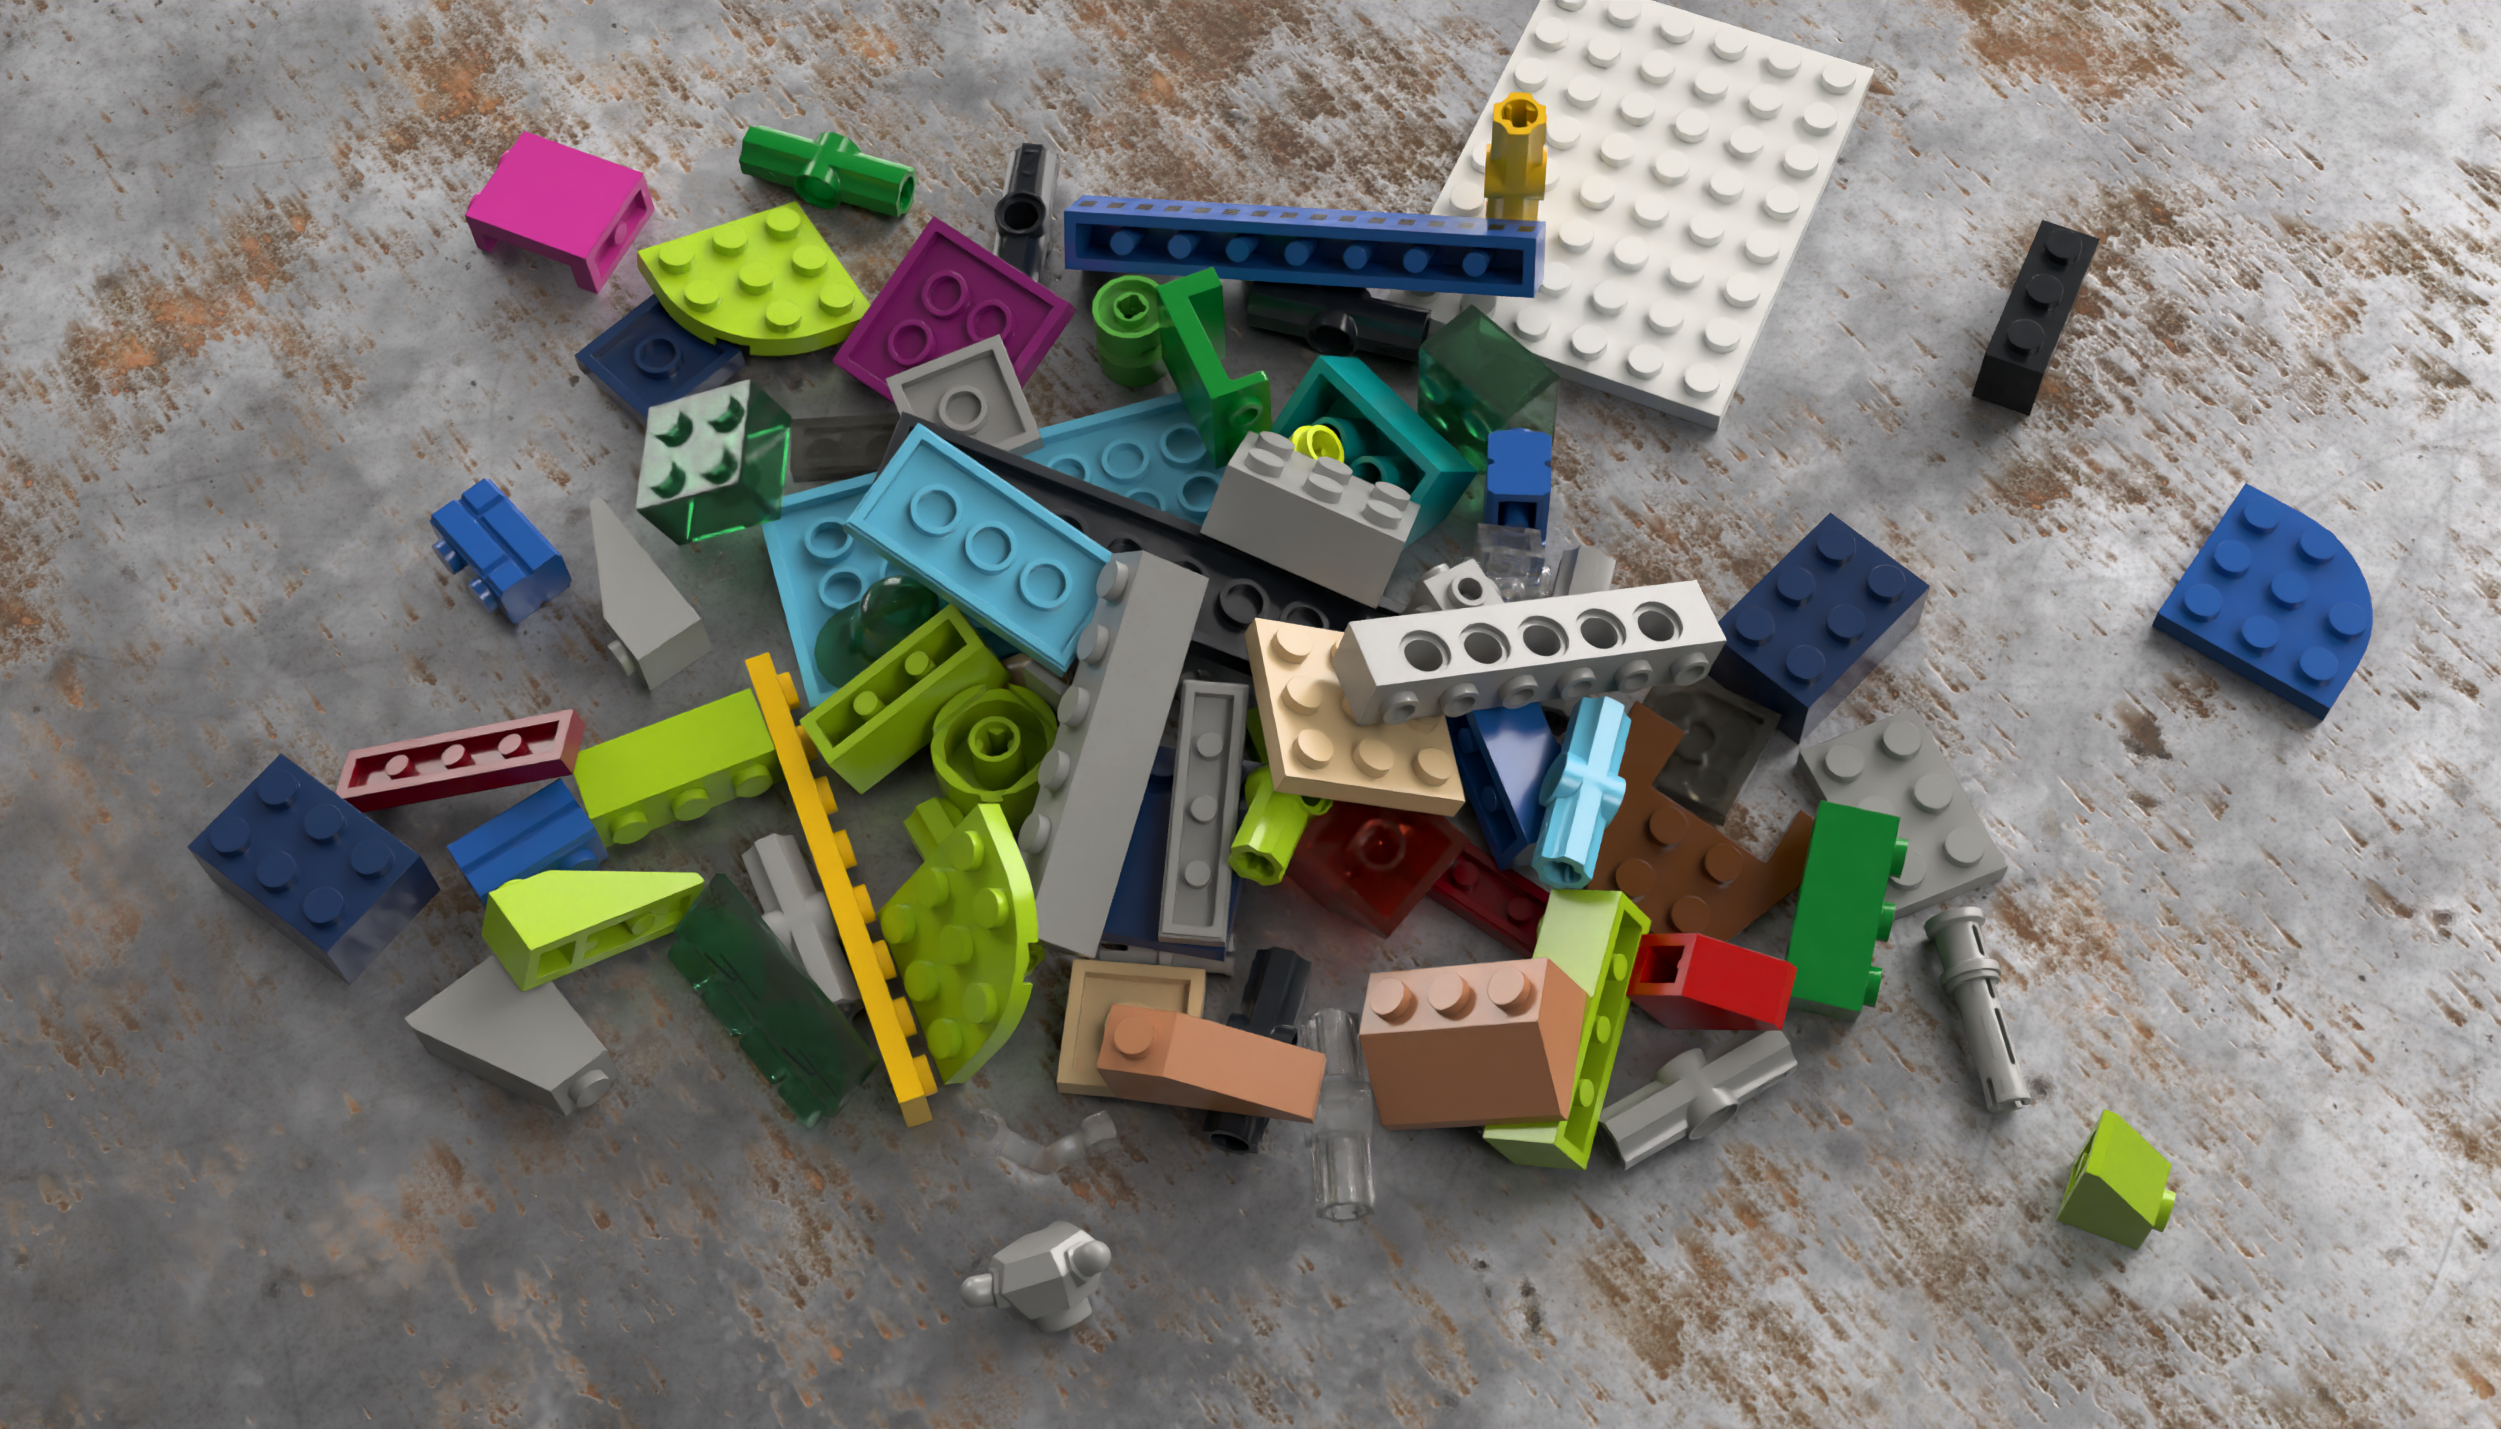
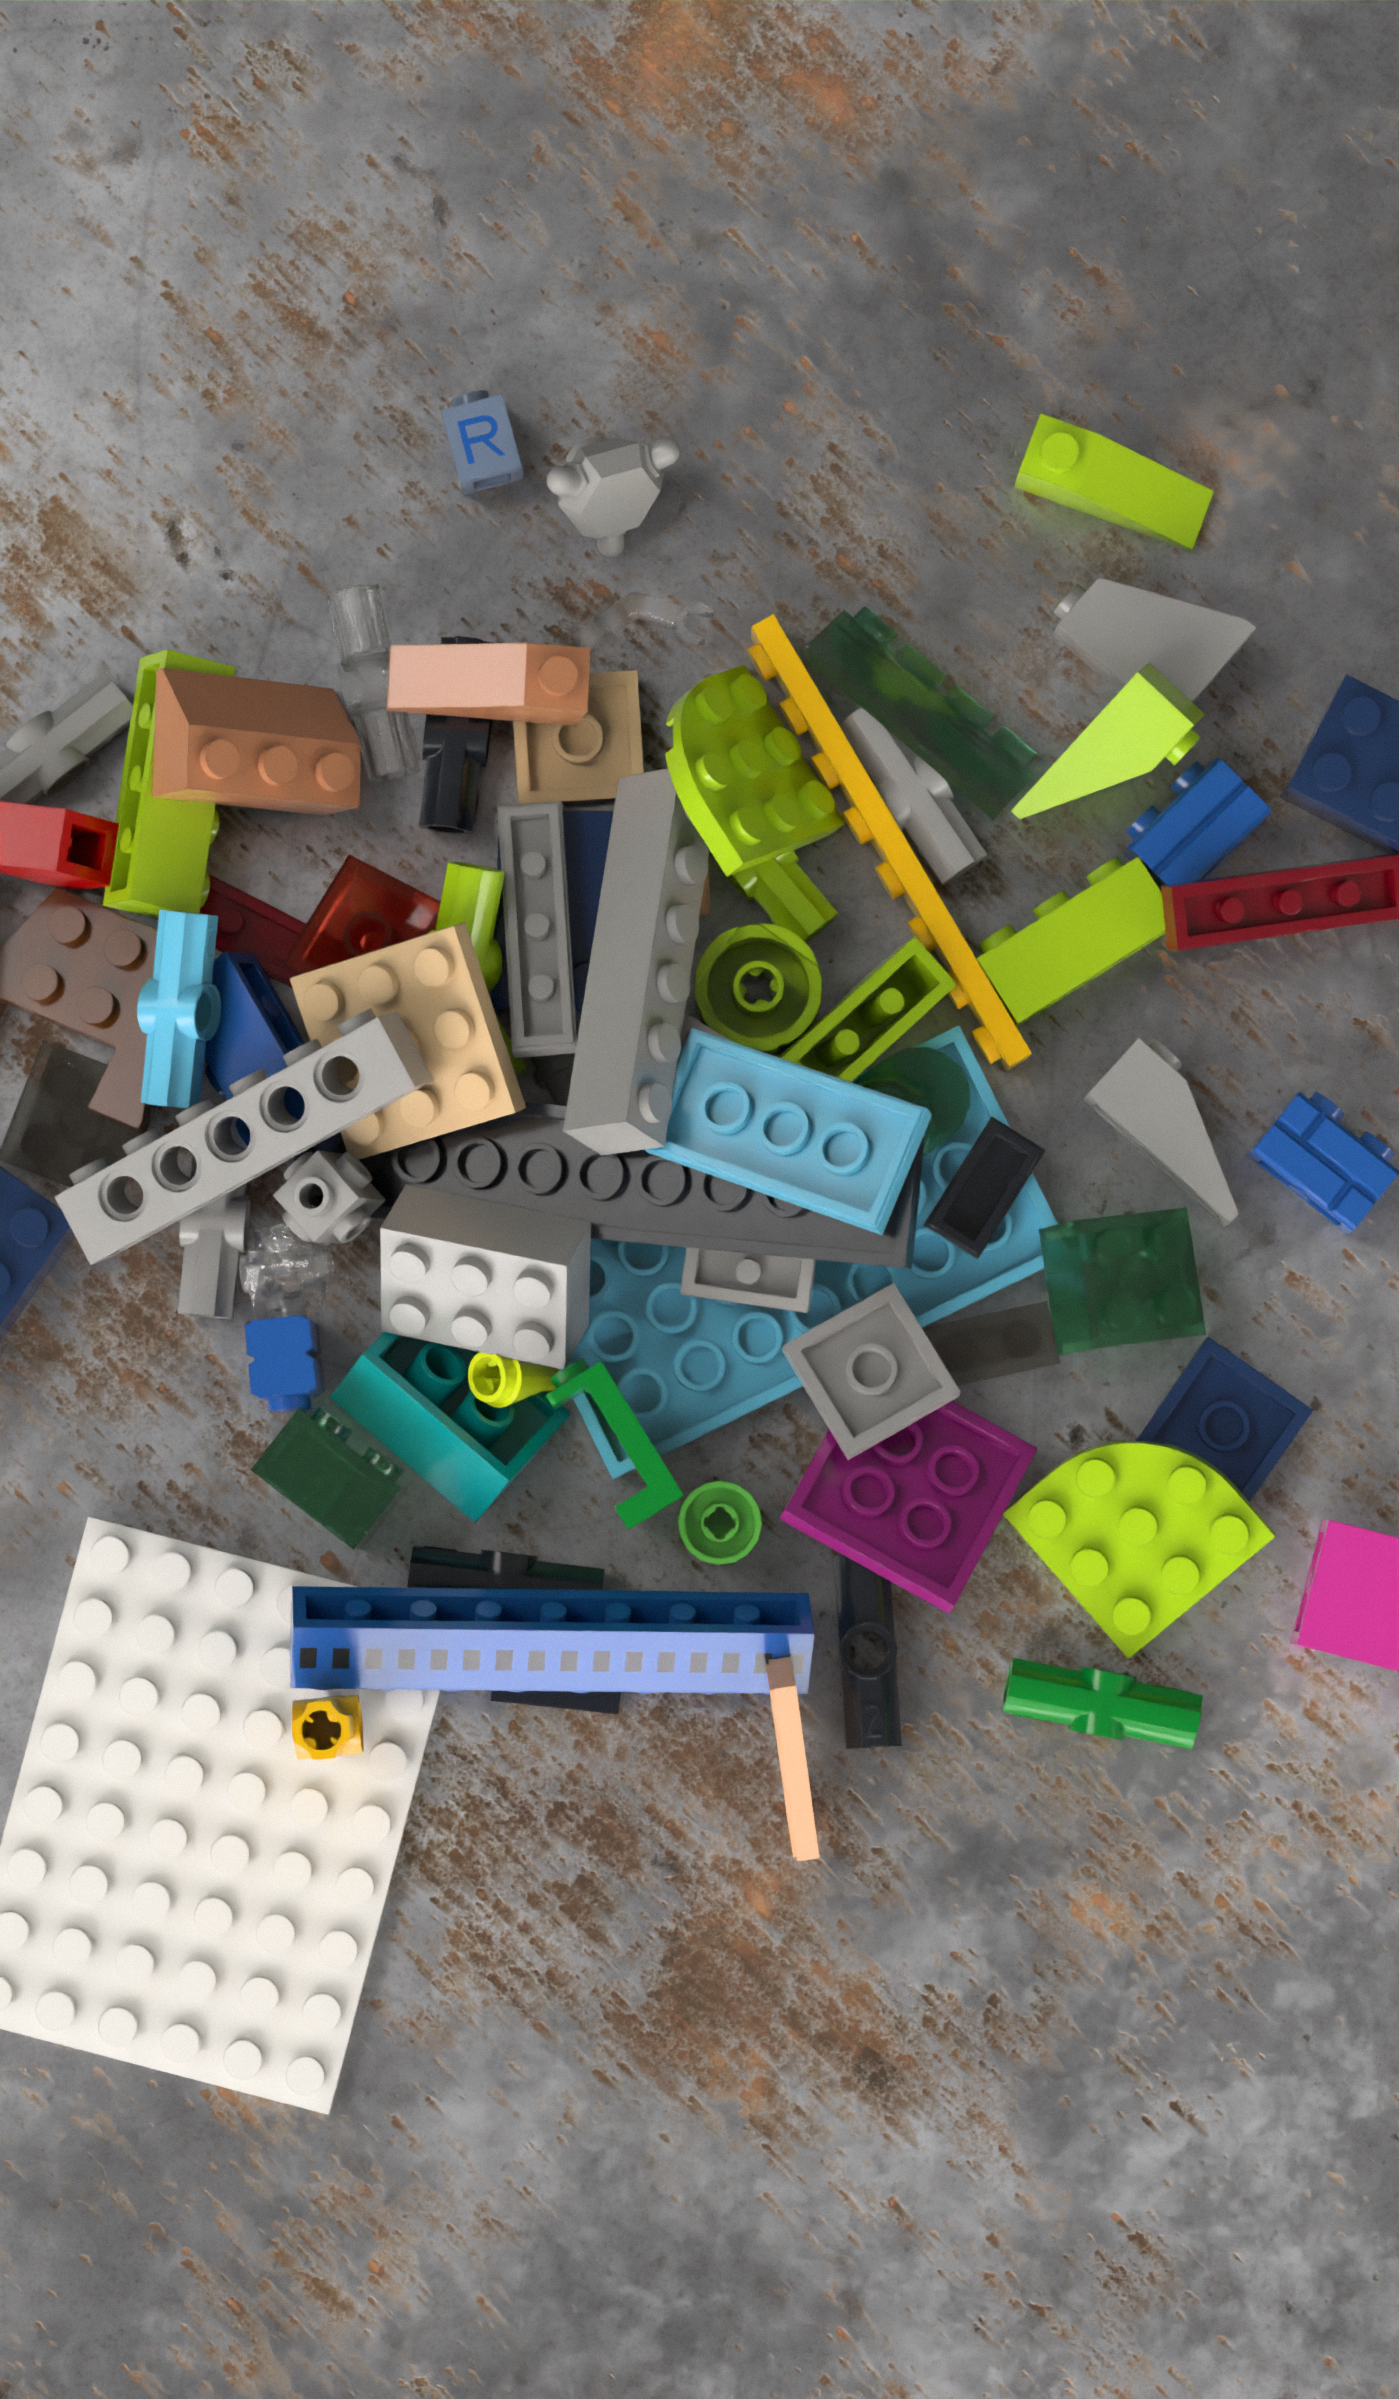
camera: 165 degrees right, 25 degrees up
(518, 1208) = (1112, 483): none -> lime slope
(815, 565) = (984, 1188): none -> black tile
(1105, 140) = (792, 1758): none -> light nougat tile
(1177, 1348) = (482, 441): none -> sand blue brick

